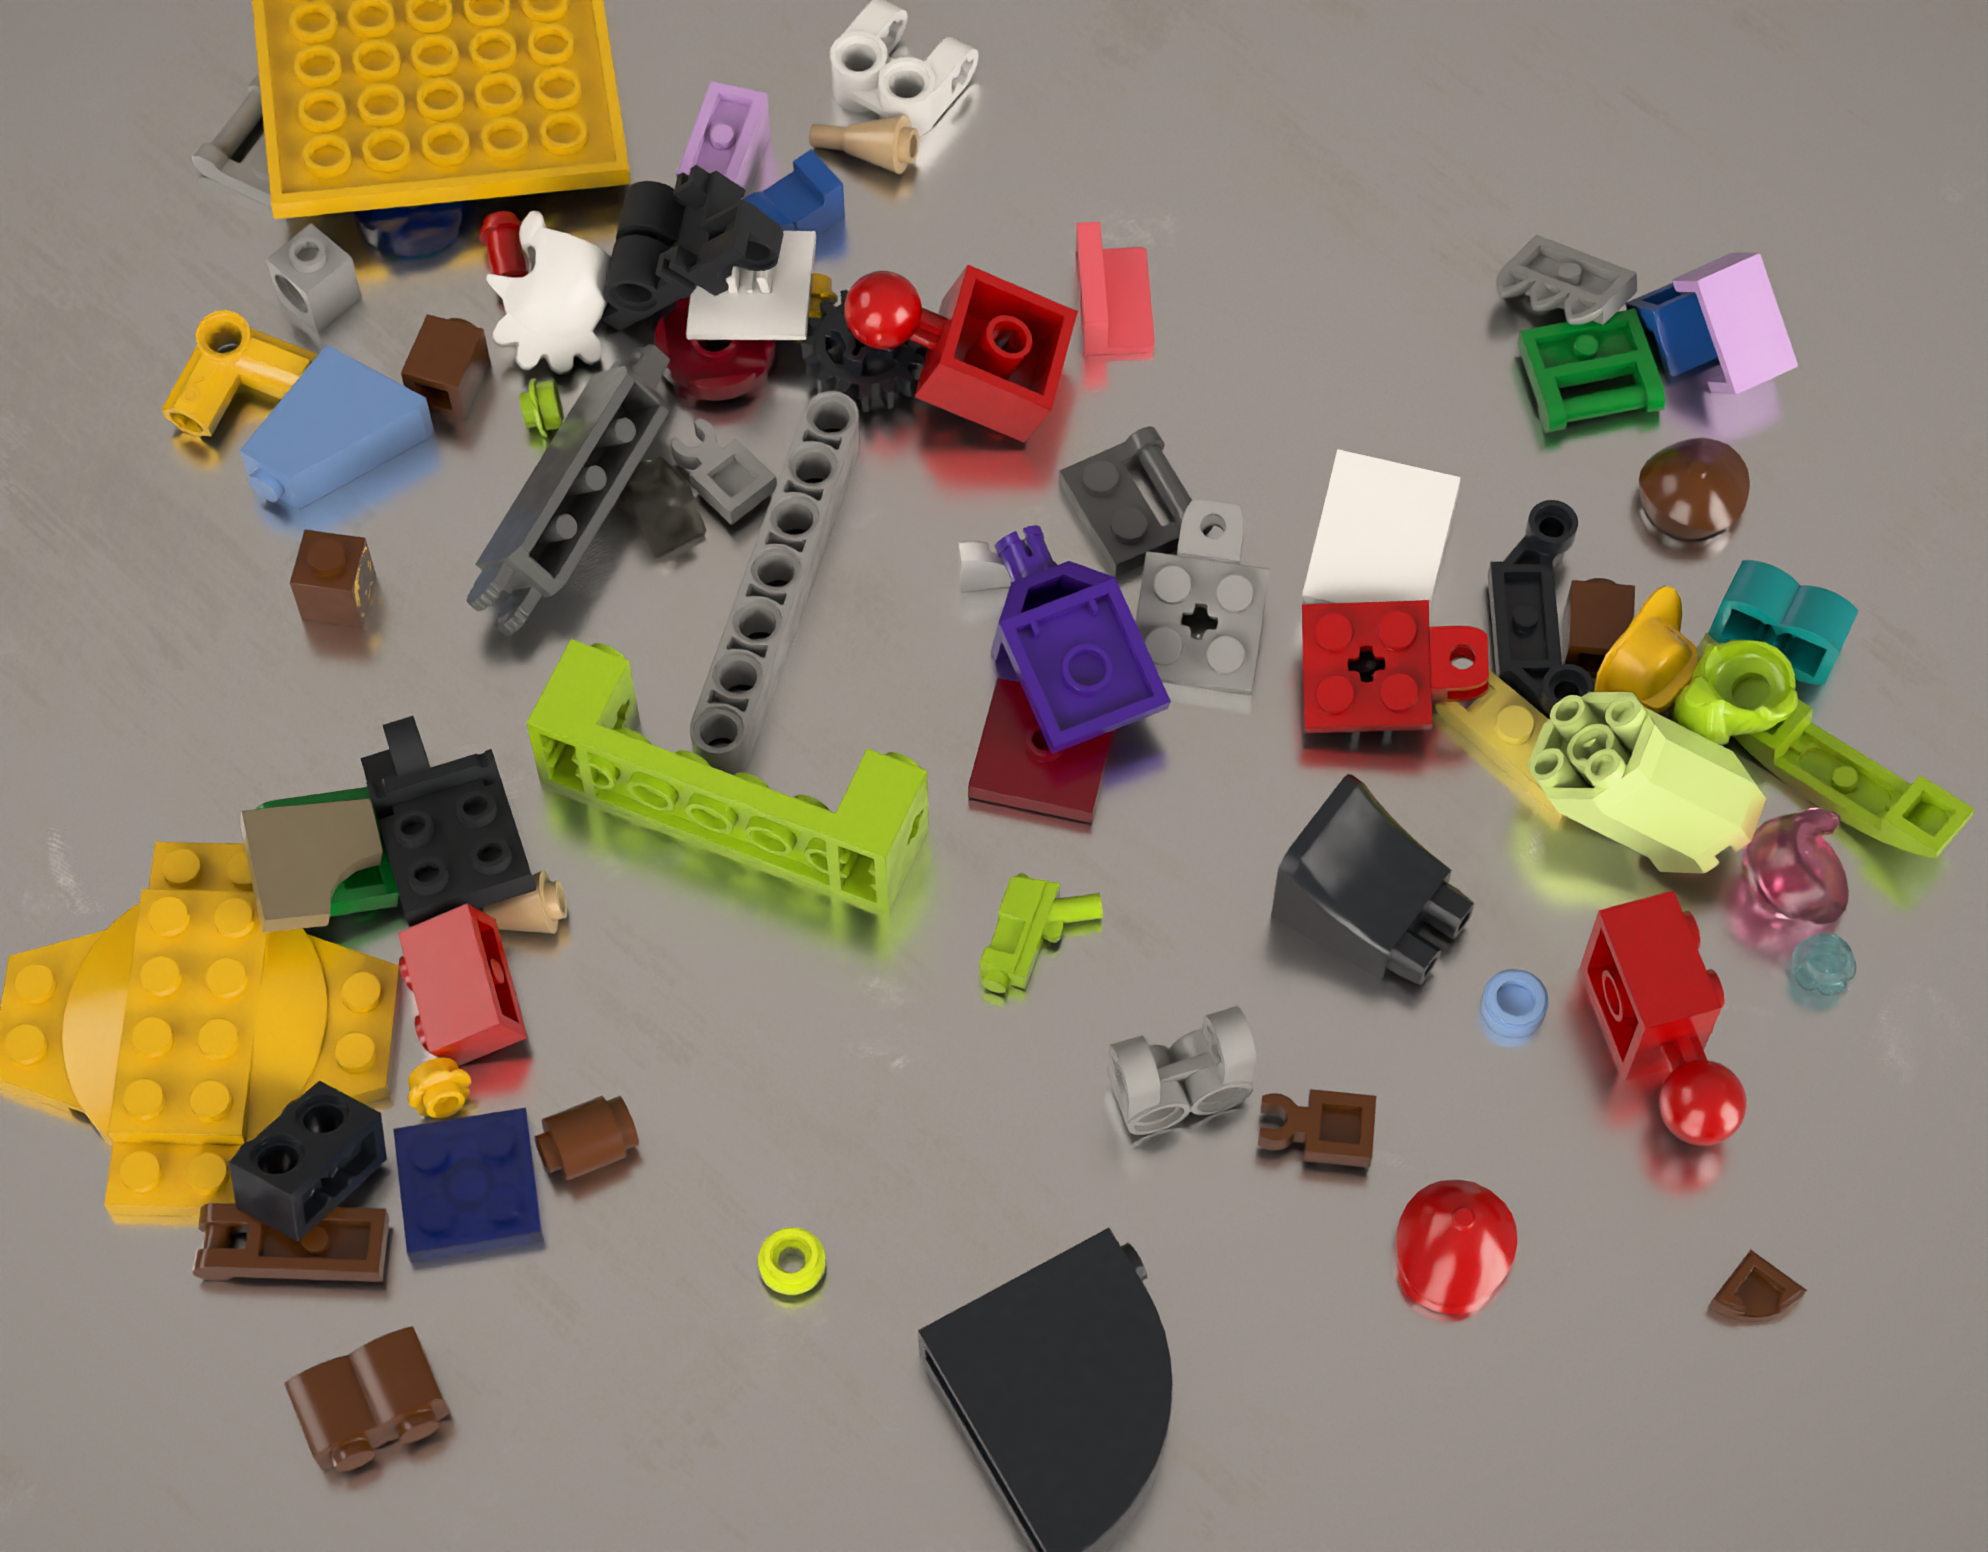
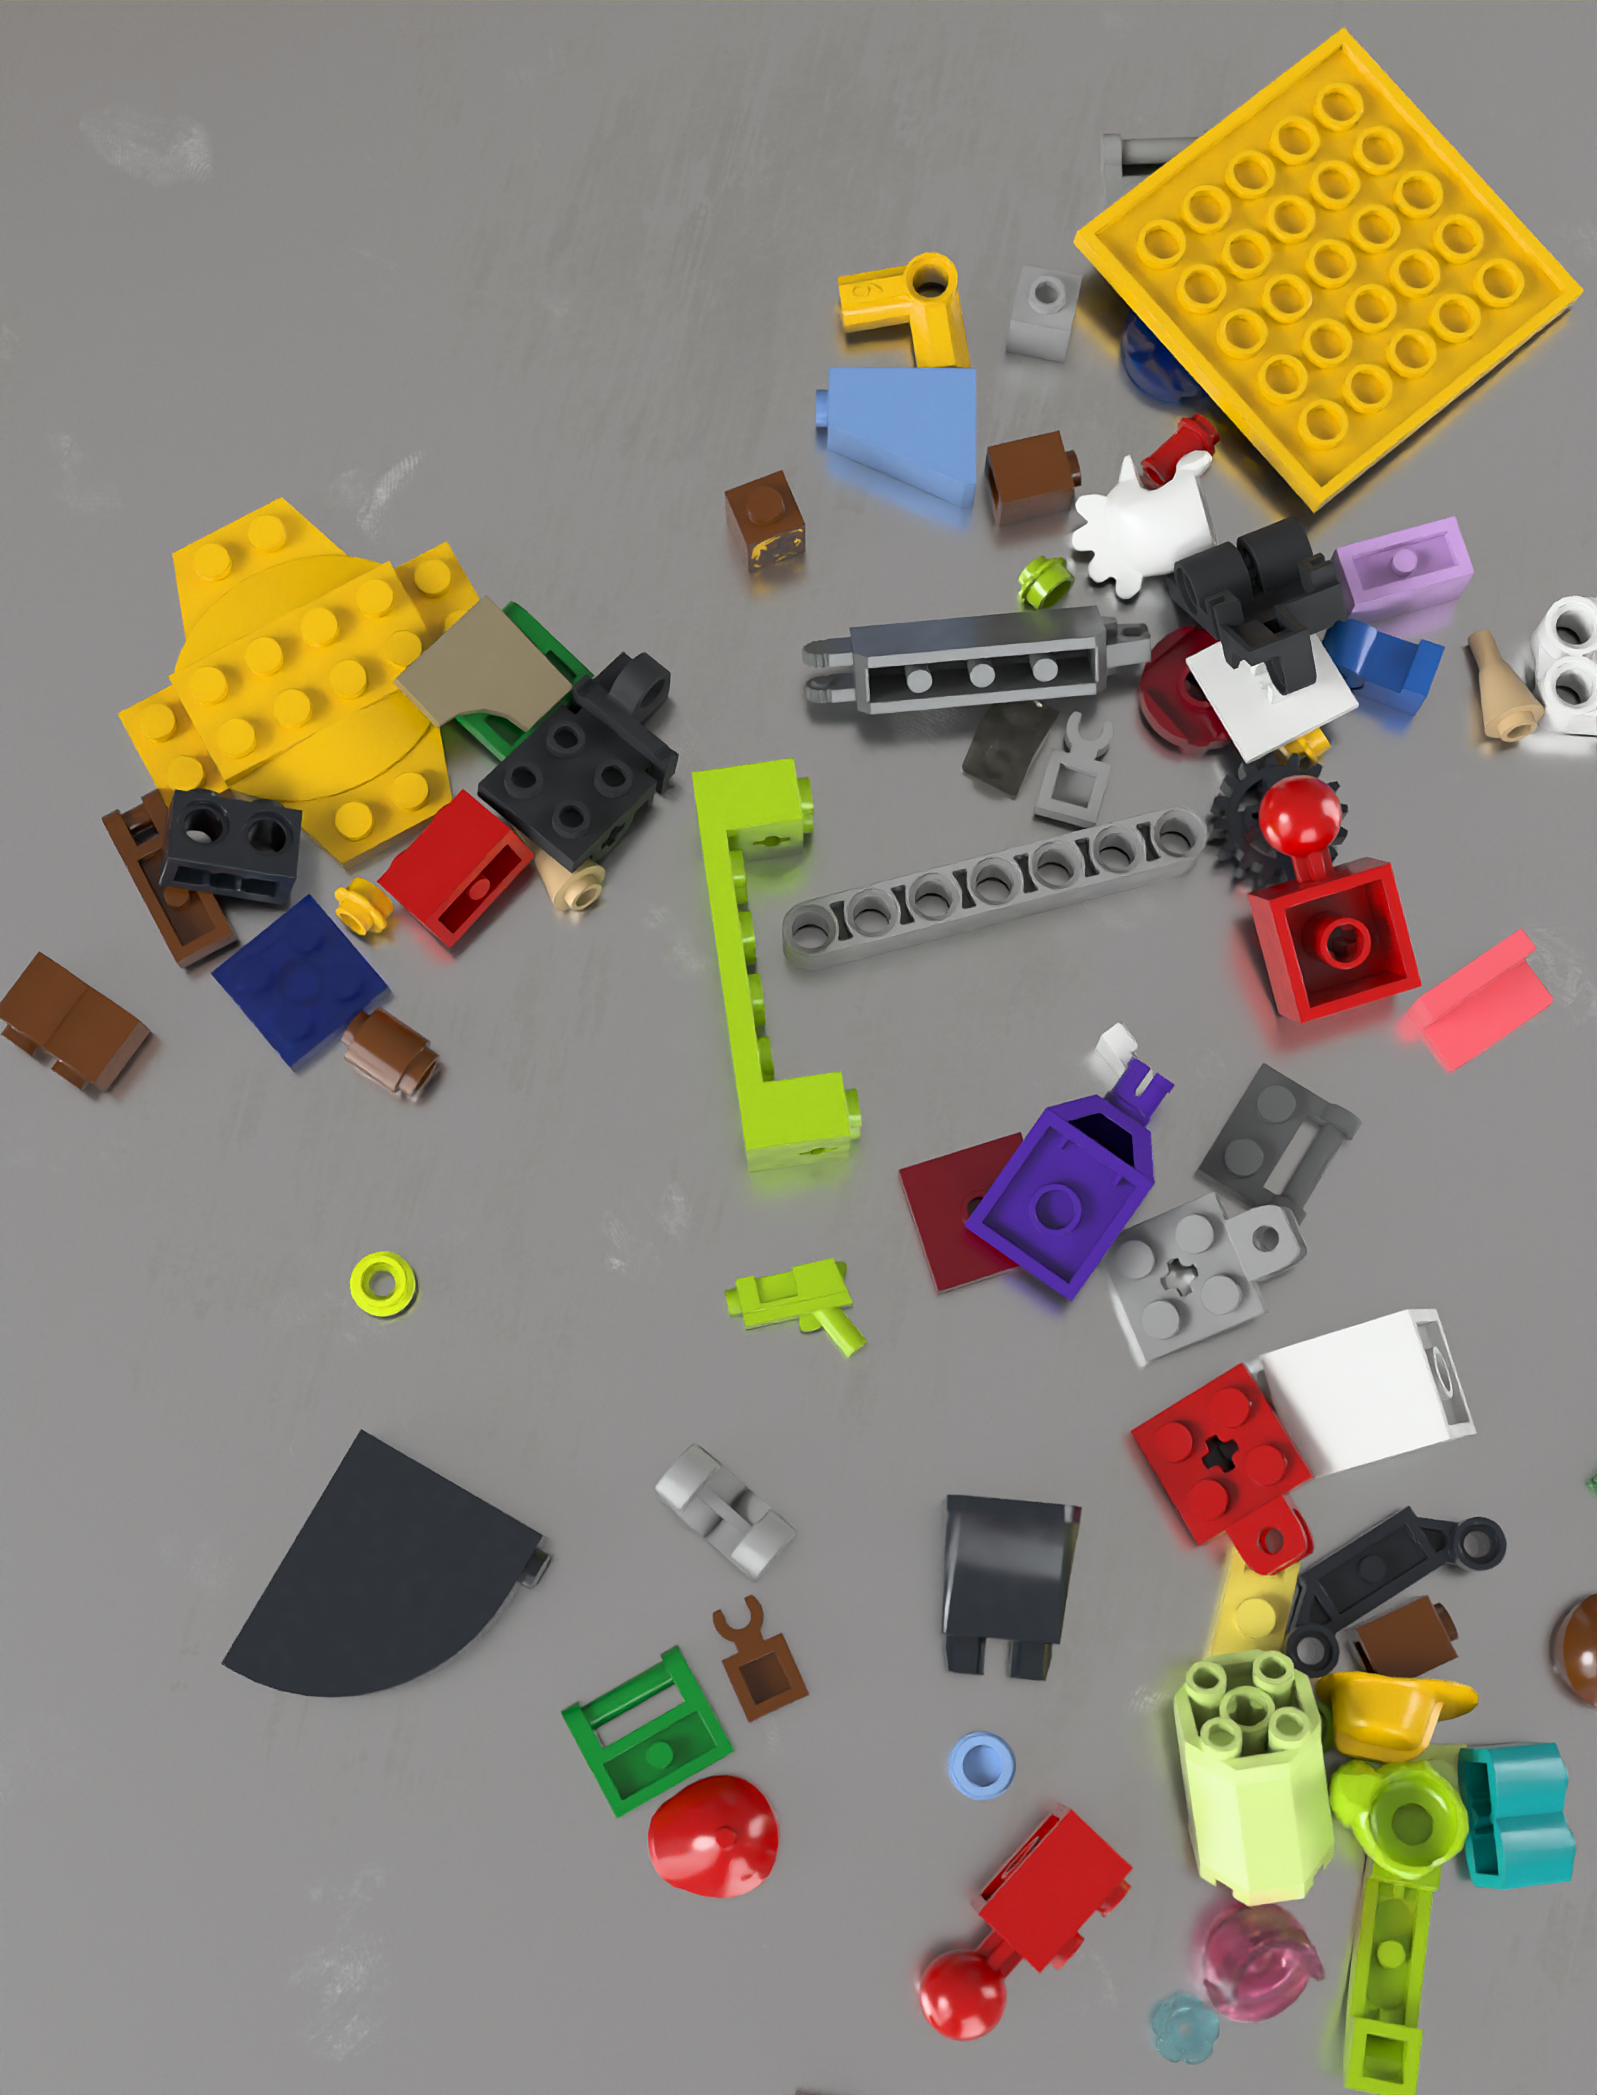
camera: 60 degrees right, 15 degrees up
(1353, 1248) = (657, 1752): none -> green plate

